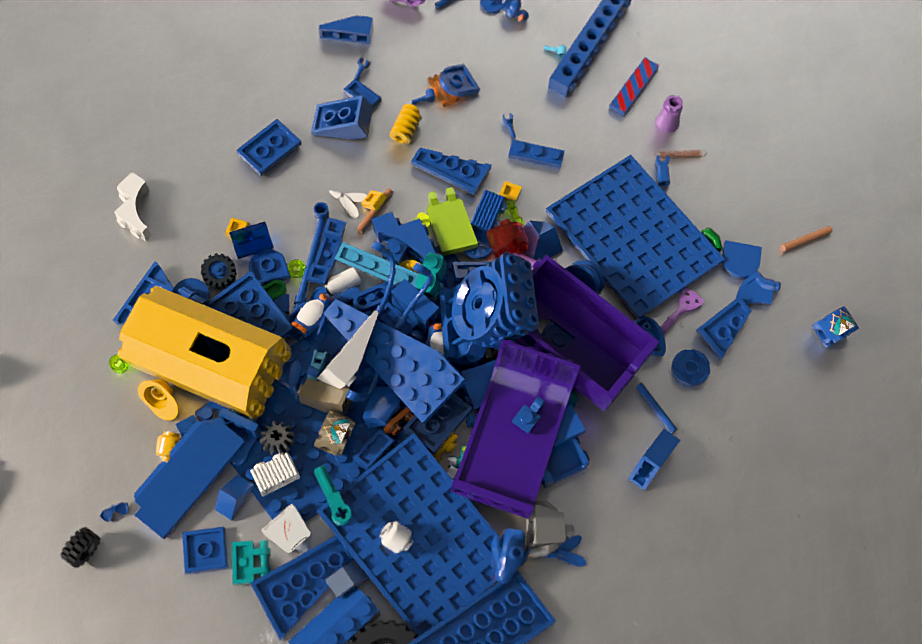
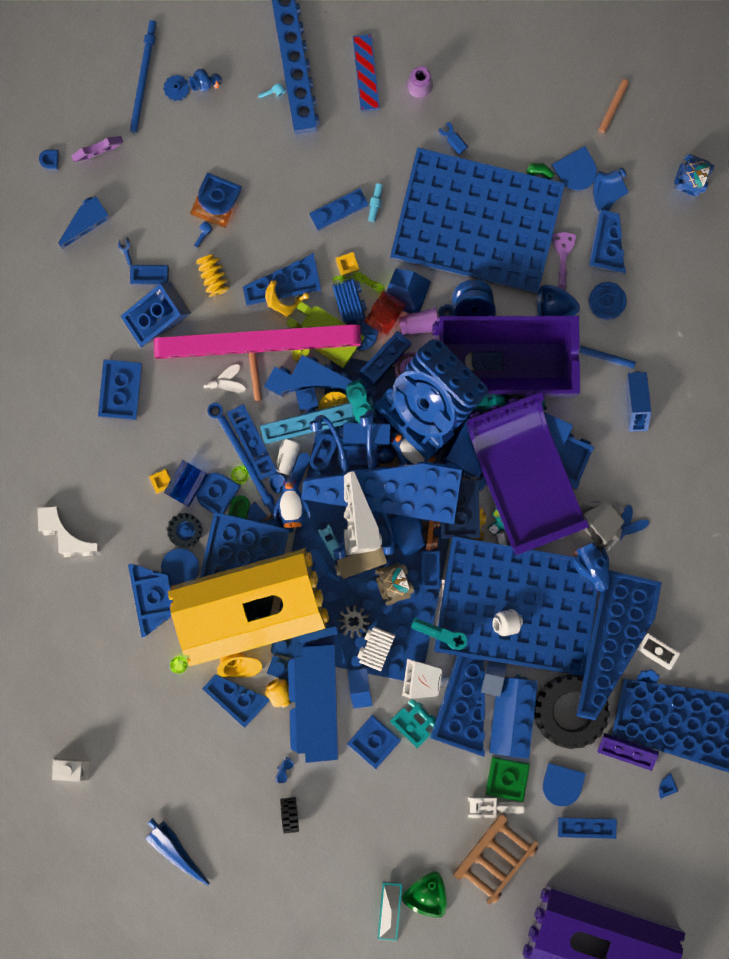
camera: 40 degrees left, 20 degrees up
(133, 425) = (235, 699): none -> blue wing
(195, 296) = (189, 570): blue axle -> none
(373, 200) = (247, 365): yellow tile -> none
(397, 188) = (257, 341): none -> dark pink beam
(433, 178) = (274, 303): none -> yellow helmet
(508, 123) = (294, 200): blue hand -> none
(528, 417) = (525, 454): blue plate -> none
(567, 168) = (375, 202): none -> medium azure bar
(680, 153) = (456, 111): nougat piece -> none

